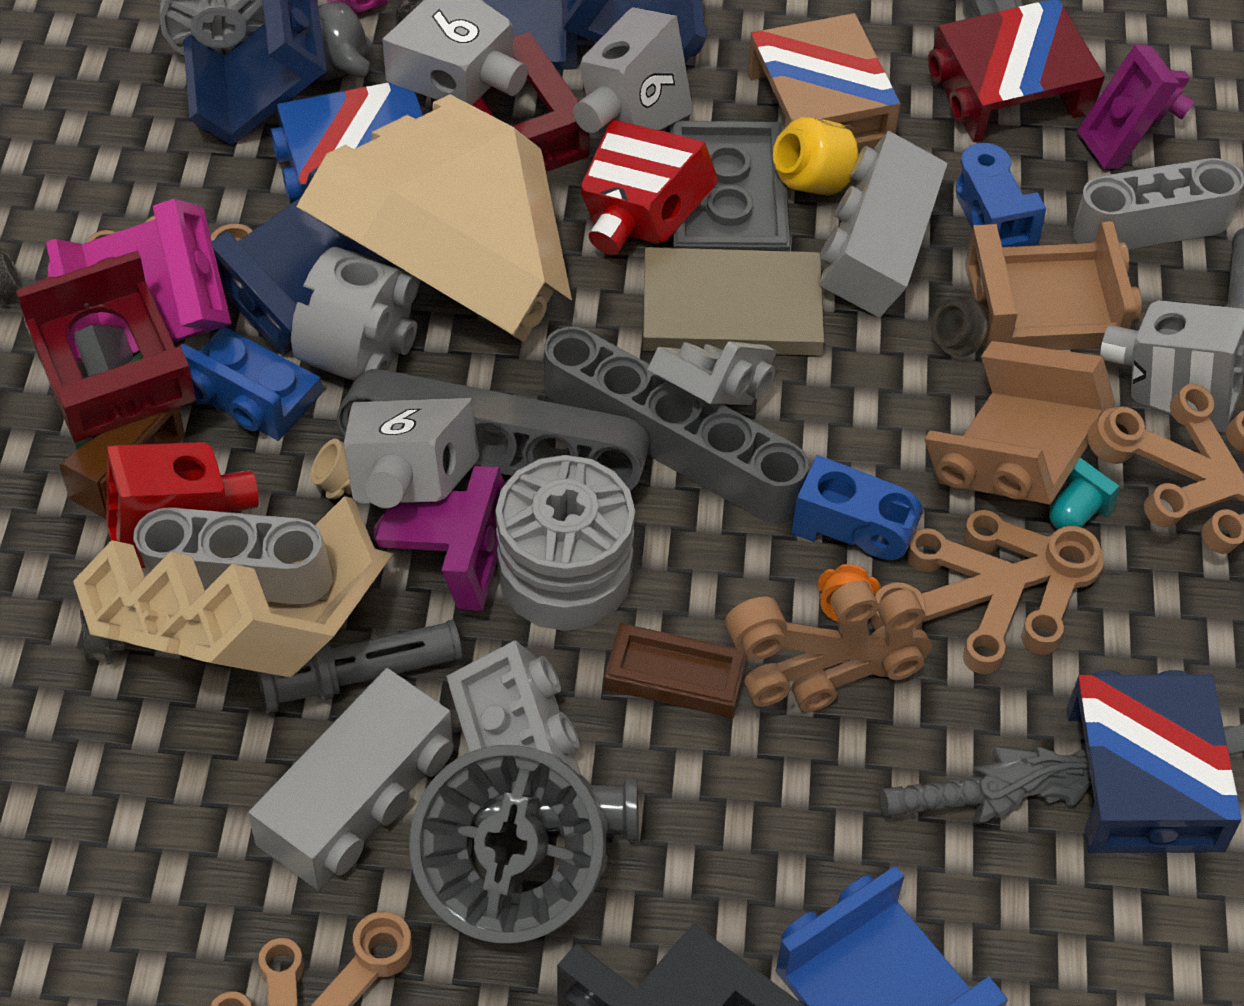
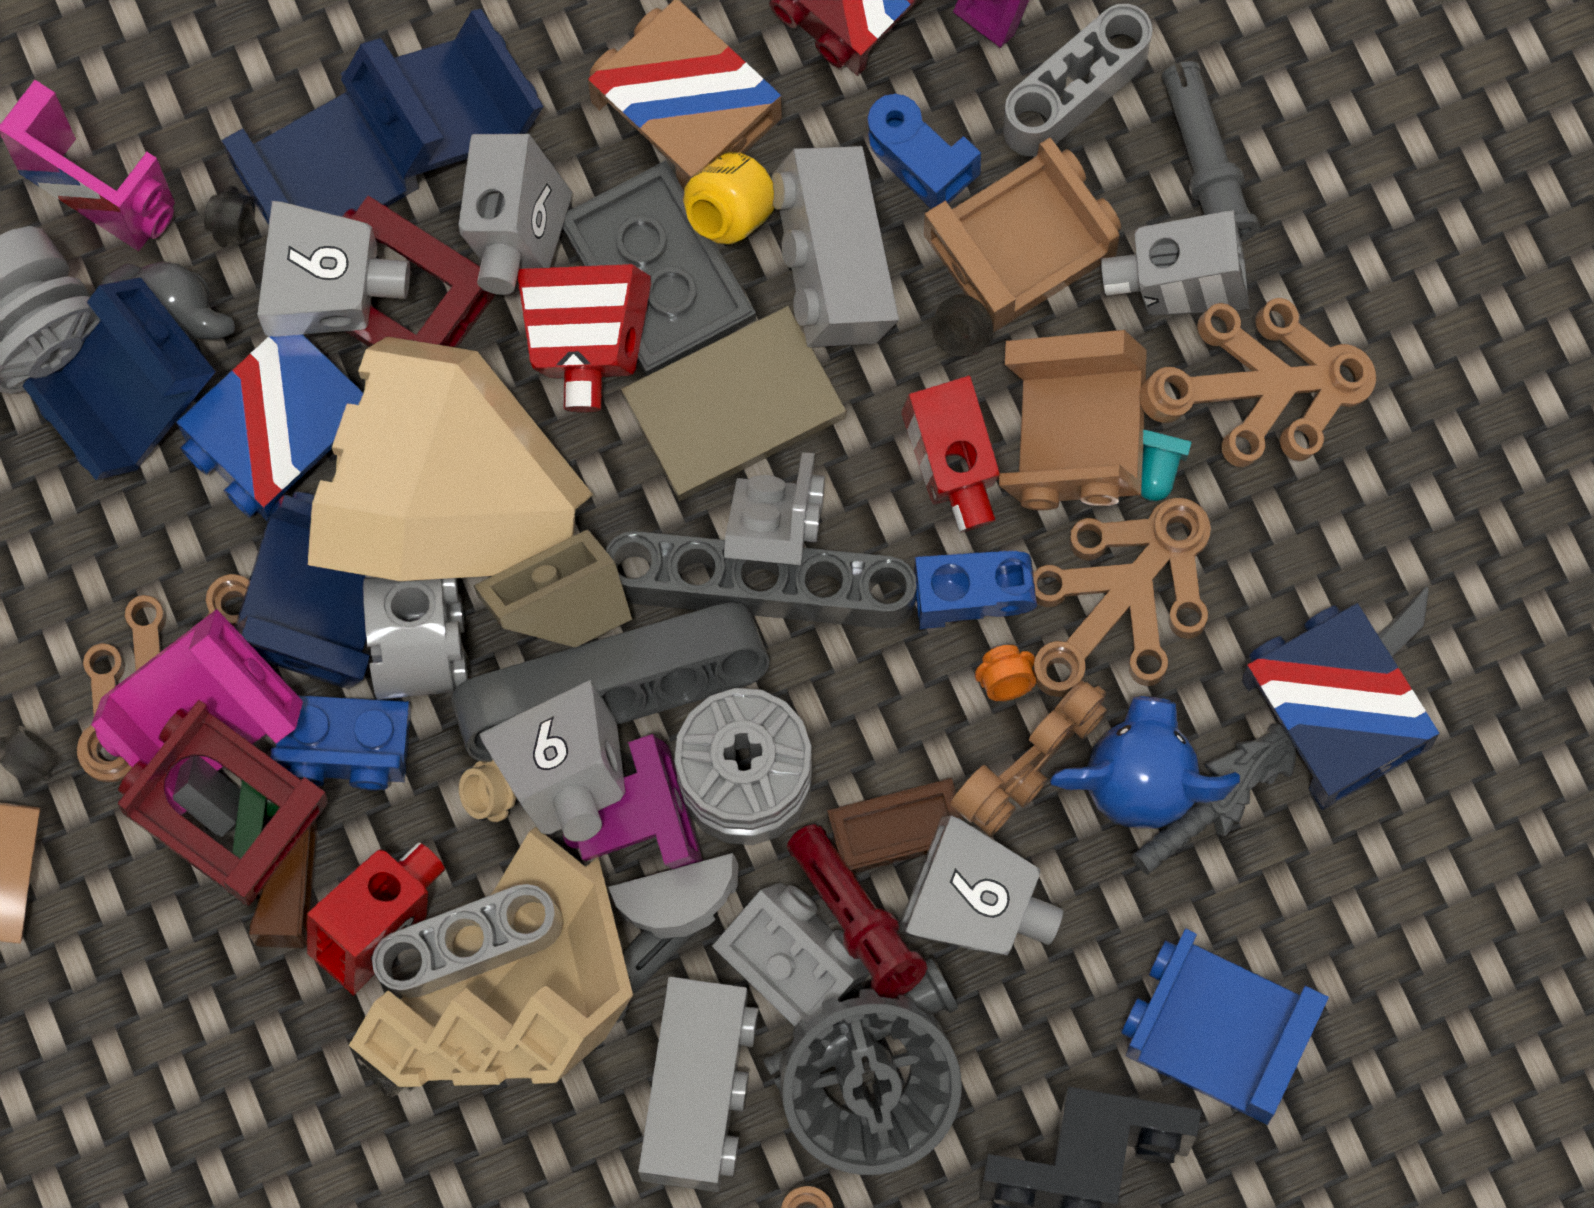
camera: 25 degrees left, 20 degrees up
(441, 615) = (678, 899): none -> light grey tile
(492, 338) = (559, 593): none -> dark tan slope
(591, 720) = (868, 931): none -> dark red pin
(710, 746) = (976, 894): none -> light grey torso
(900, 393) = (950, 423): none -> red torso
(929, 715) = (1145, 770): none -> blue piece

